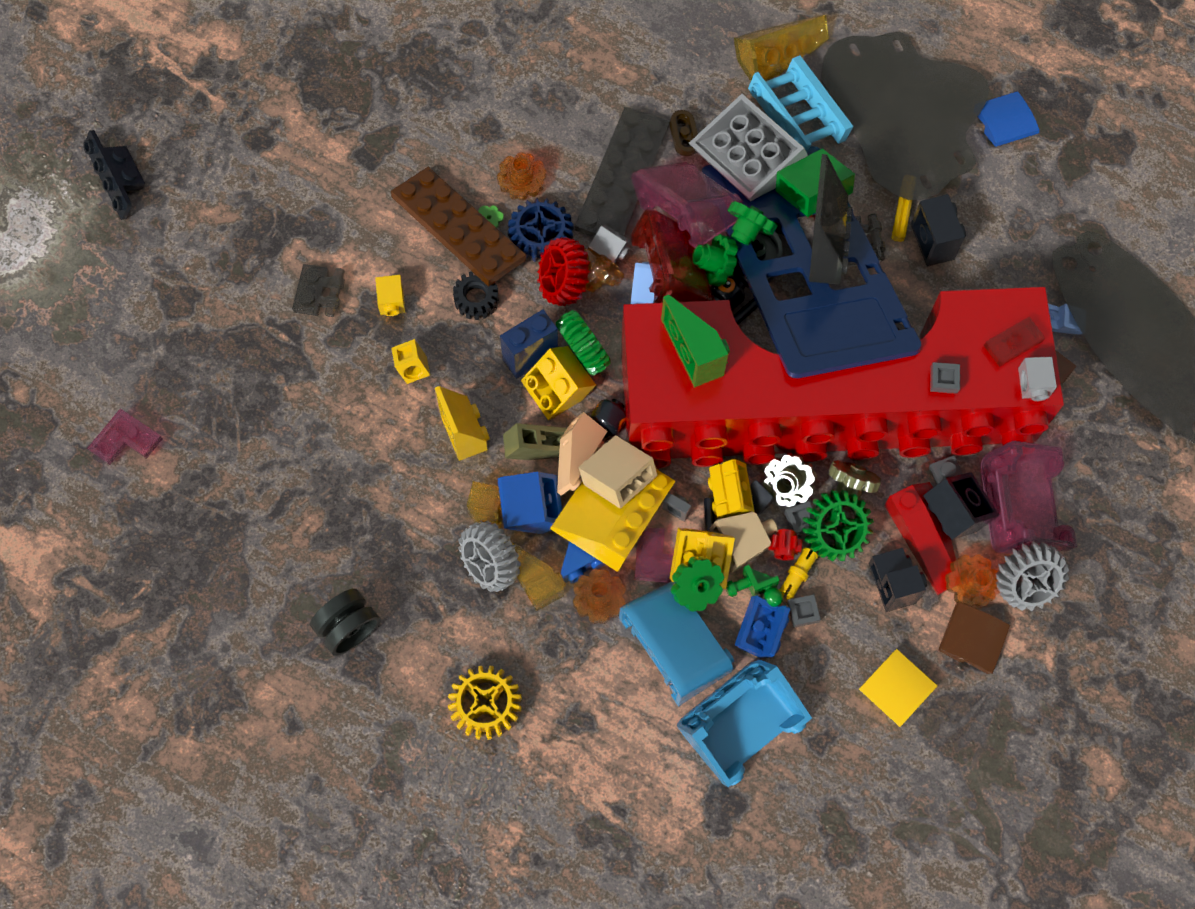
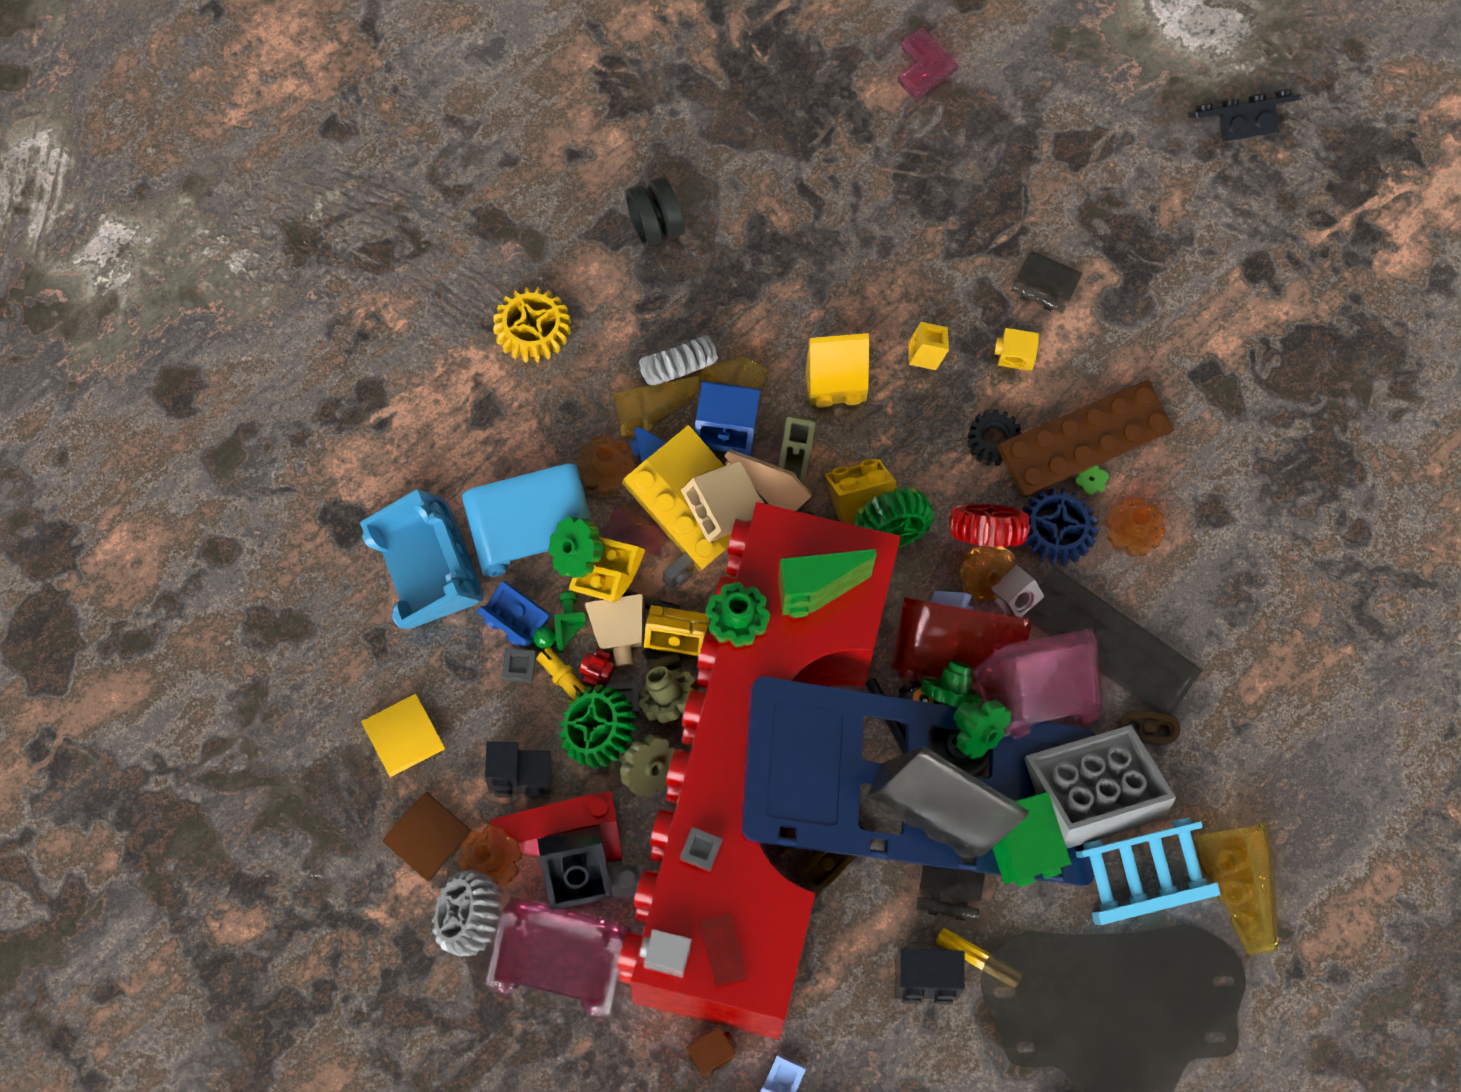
camera: 105 degrees right, 0 degrees up
(528, 342) = (909, 459): dark blue brick -> none
(740, 405) = (735, 627): none -> green plant

